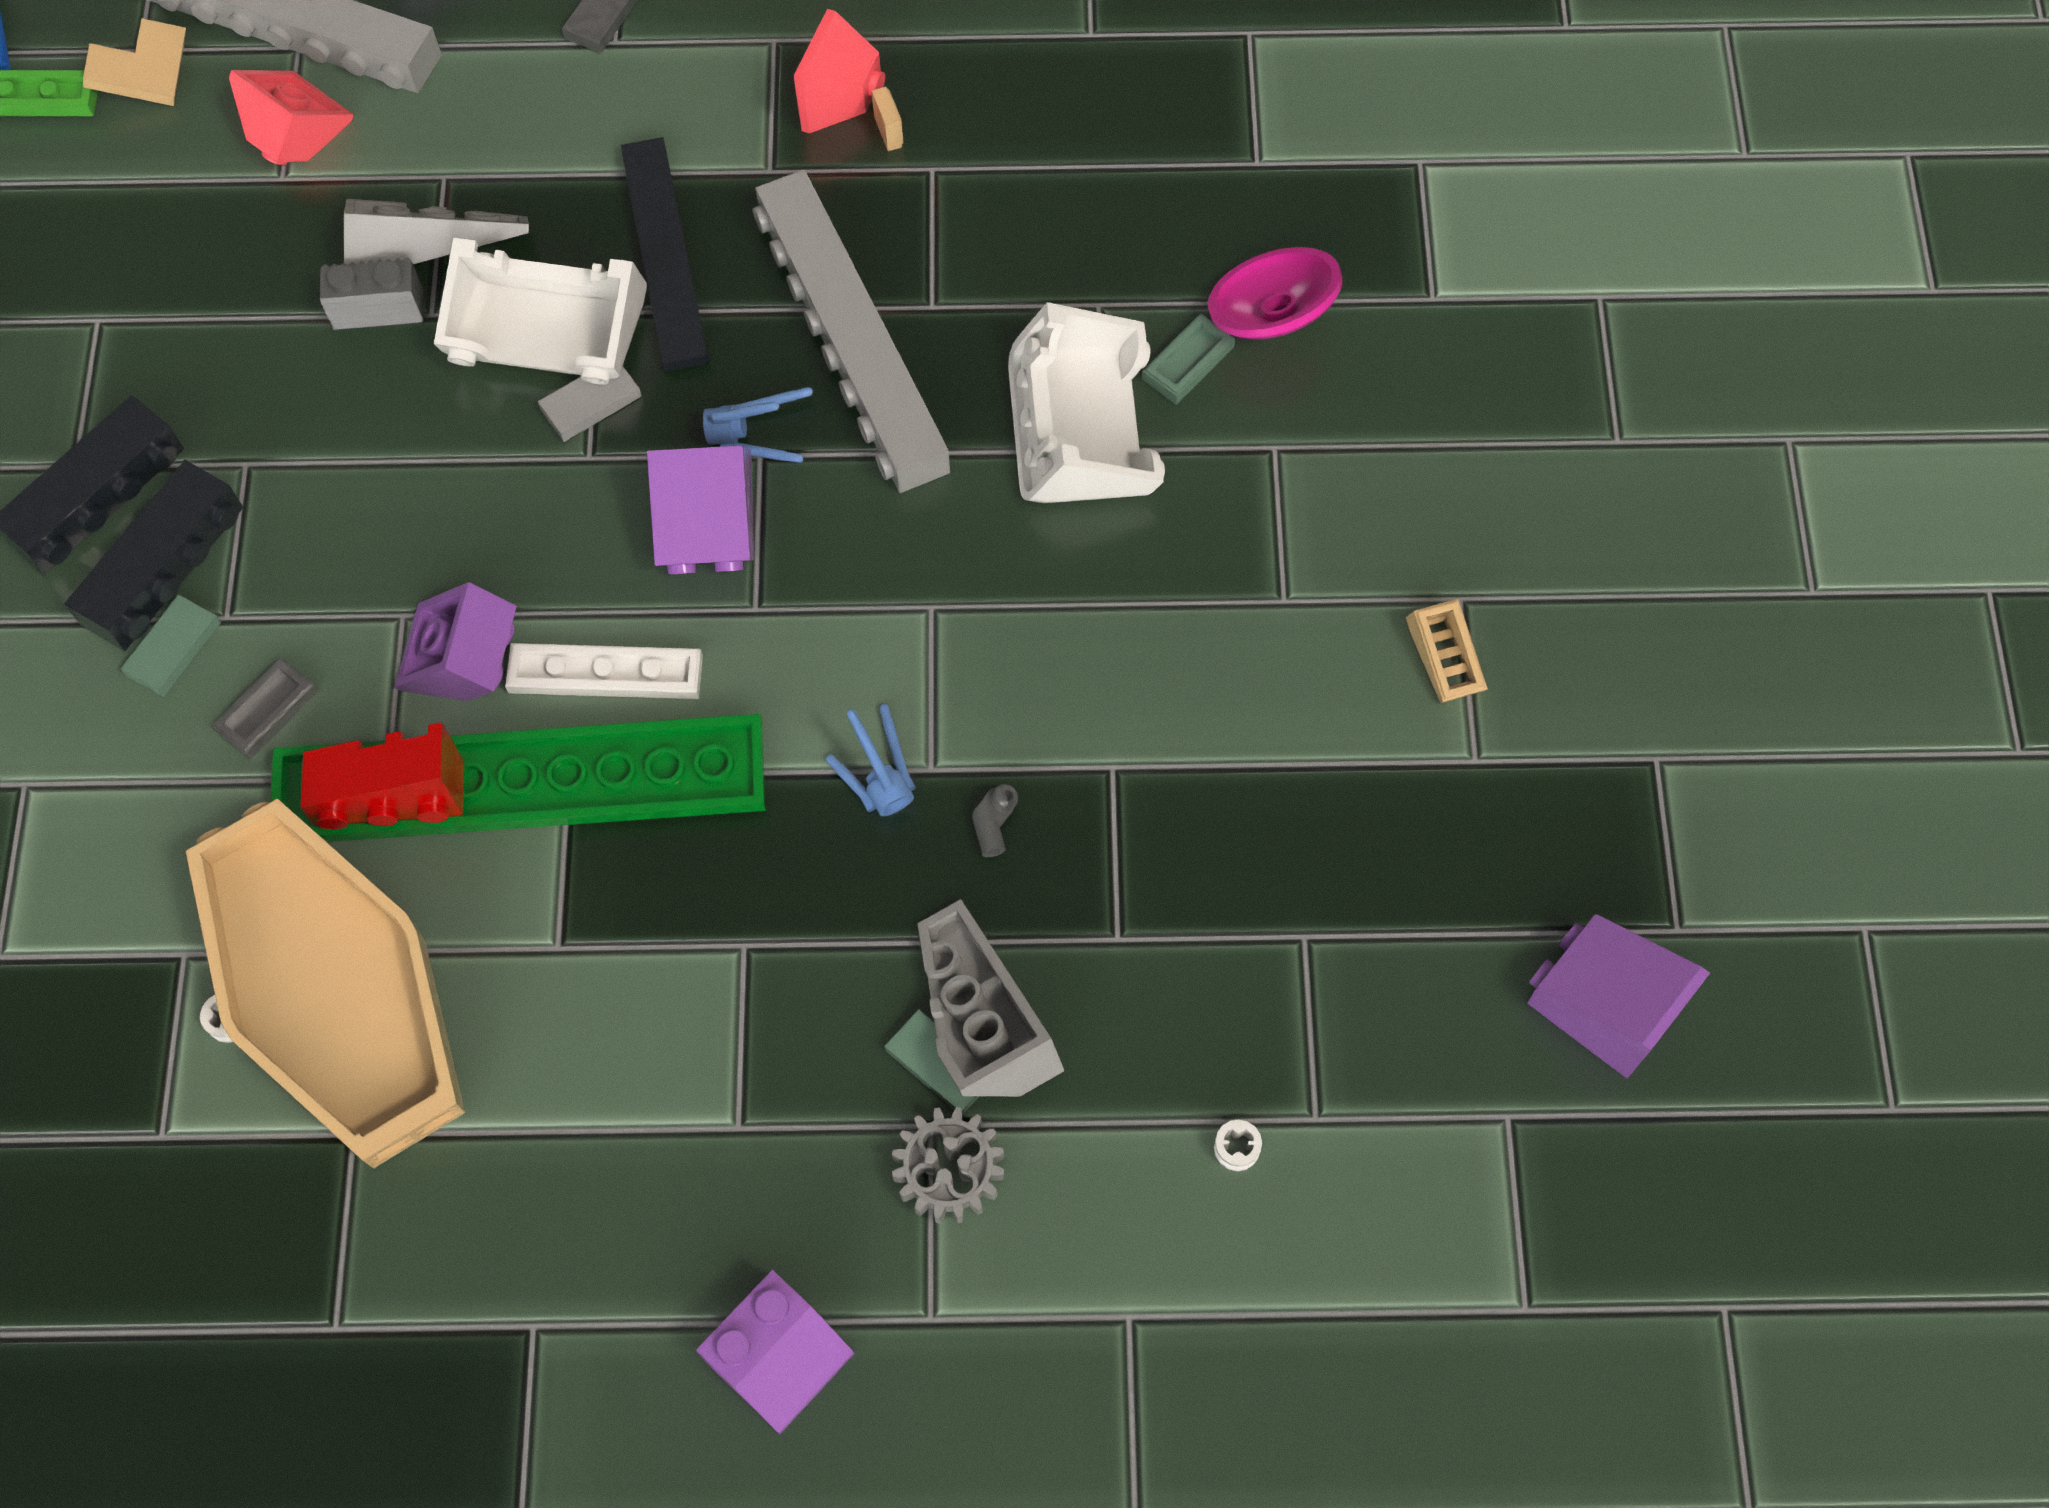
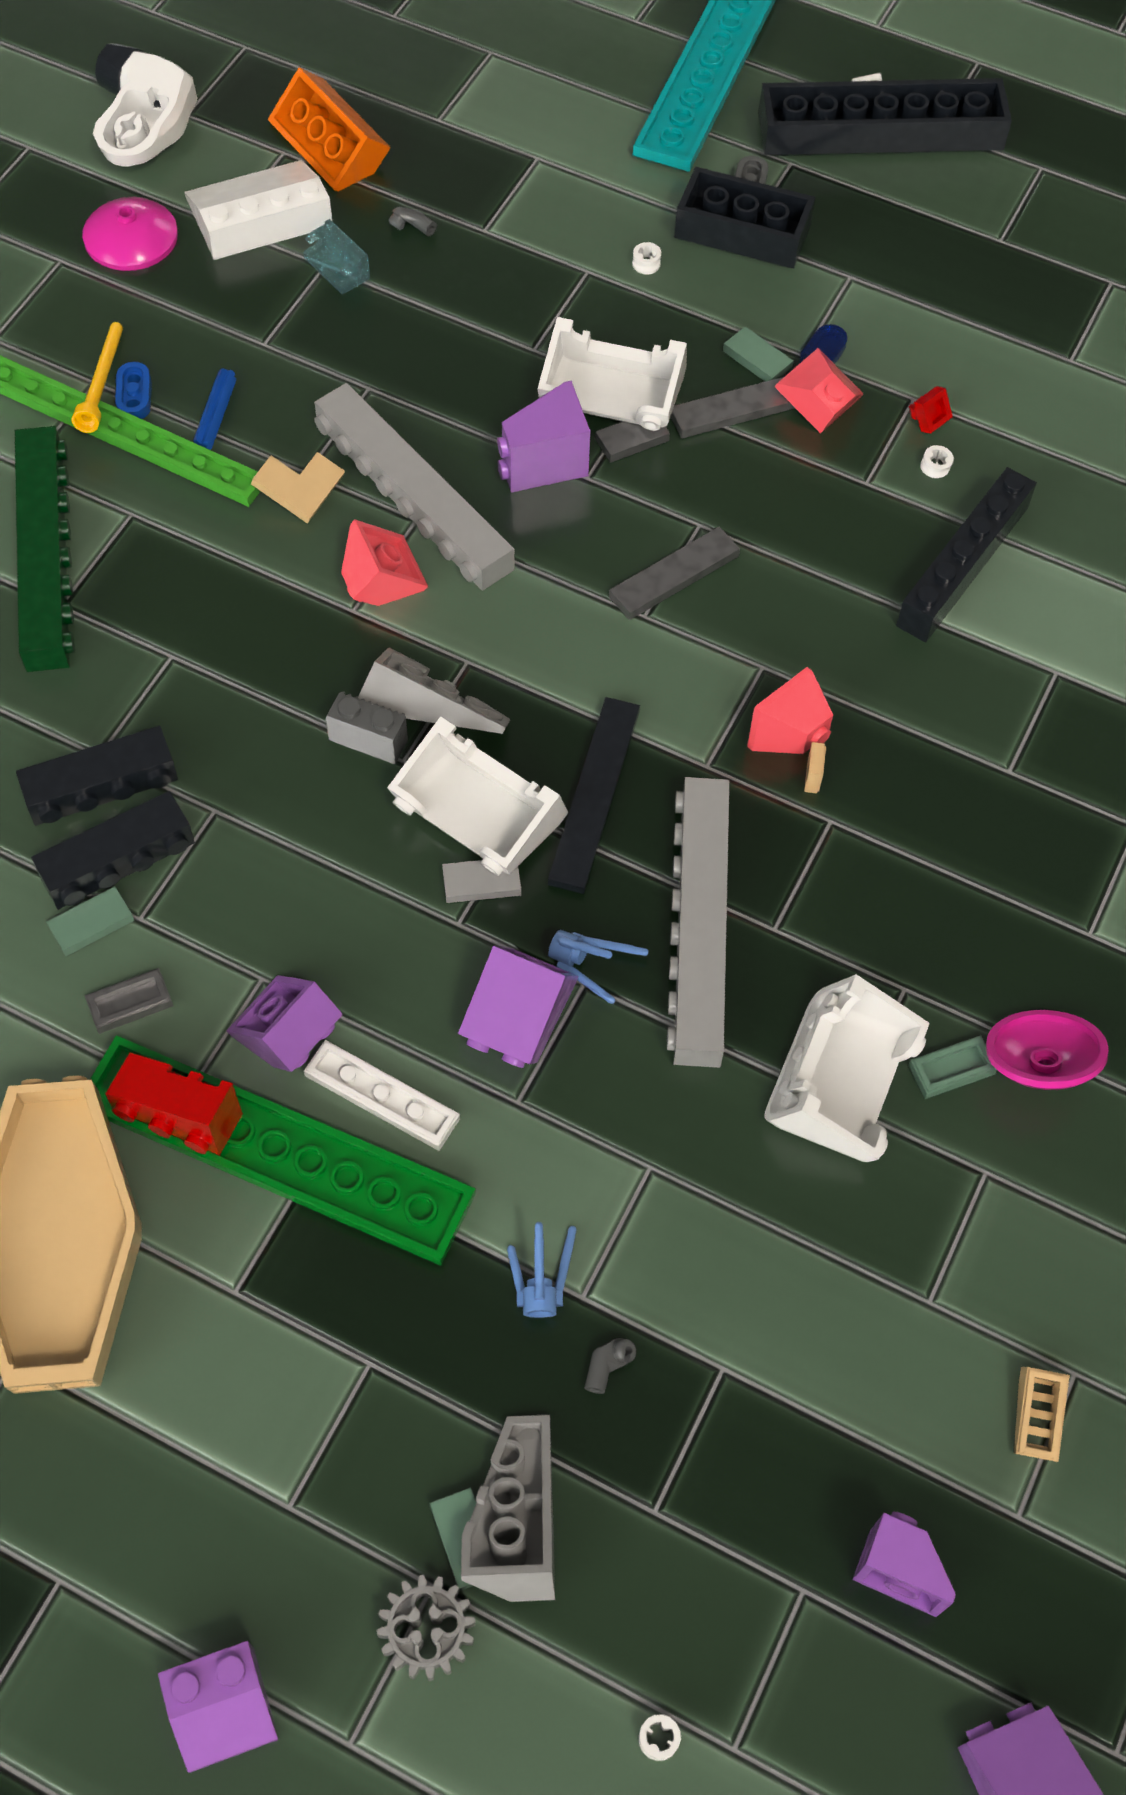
camera: 25 degrees right, 5 degrees down
(1393, 856) = (904, 1565): none -> medium lavender slope

